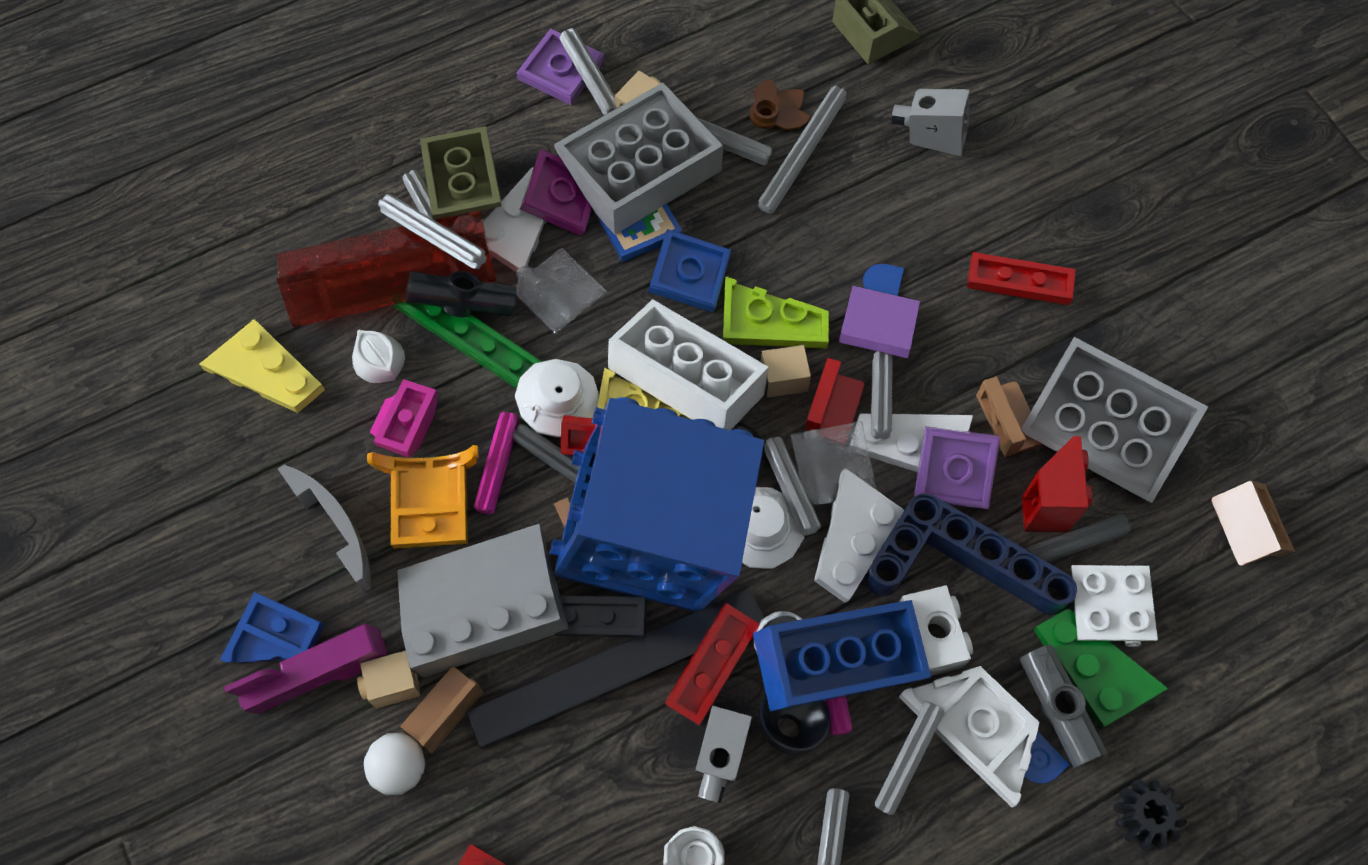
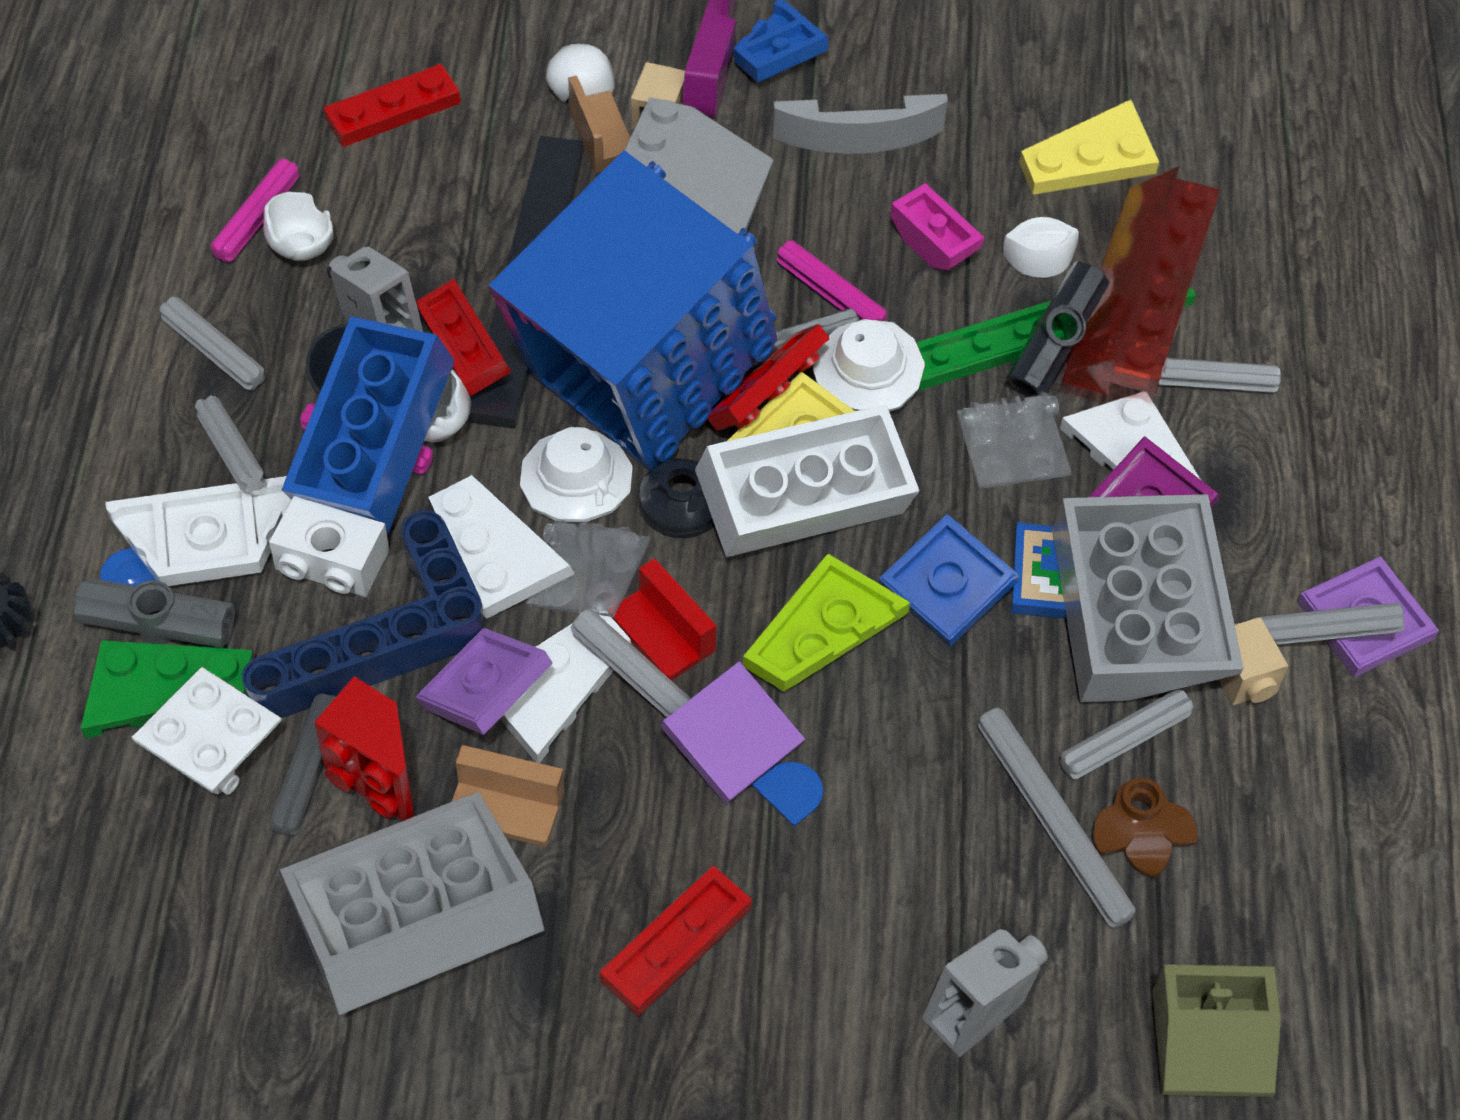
camera: 120 degrees right, 10 degrees down
(427, 498) = (832, 206): light orange piece -> none
(432, 231) = (1143, 306): axle -> none
(460, 173) = (1225, 397): olive slope -> none
(787, 371) = (739, 591): tan brick -> none
(791, 486) = (576, 511): light grey axle -> none
(1252, 523) = (160, 970): panel -> none

